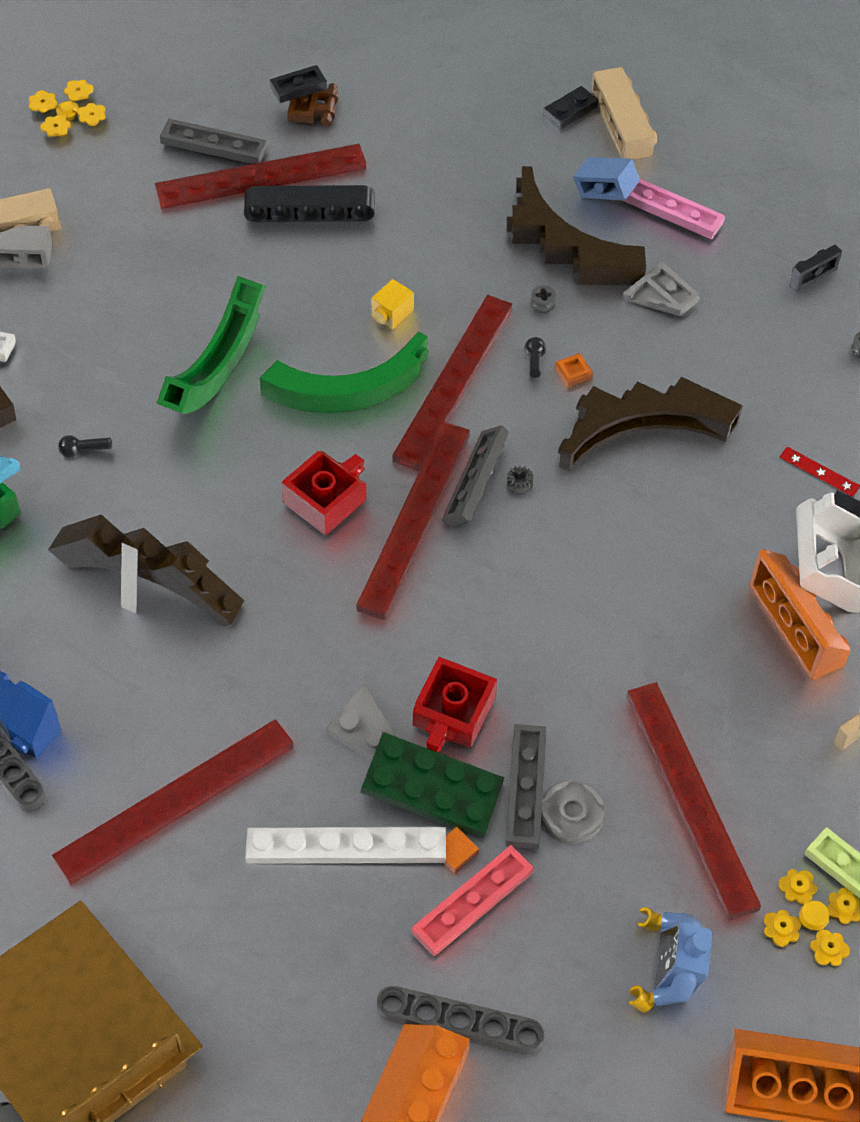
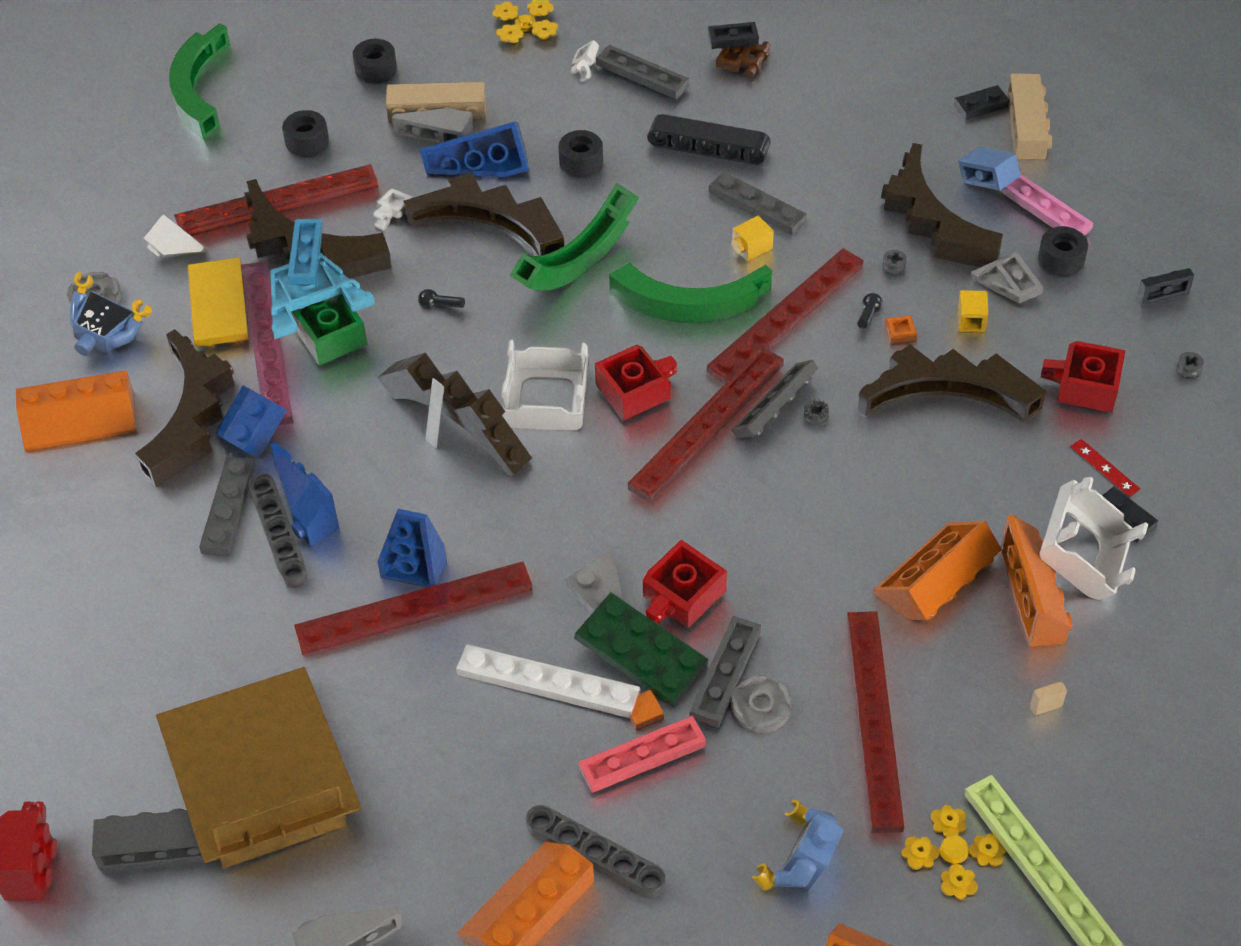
camera: 20 degrees right, 5 degrees down
(75, 269) = (484, 153): none -> blue wedge
(111, 327) = (496, 207): none -> dark brown arch
(146, 139) = (584, 59): none -> white plate
(159, 743) = (412, 551): none -> blue wedge
(175, 235) = (580, 153): none -> black tyre
(231, 491) = (545, 364): none -> white piece
(268, 173) = (688, 107): clear red plate -> none
(382, 263) = (757, 203): none -> dark grey plate
(639, 335) = (972, 311): none -> yellow brick
(700, 620) = (939, 569): none -> orange slope
(705, 239) = (1063, 251): none -> black tyre
(776, 379) = (1087, 376): none -> red hinge

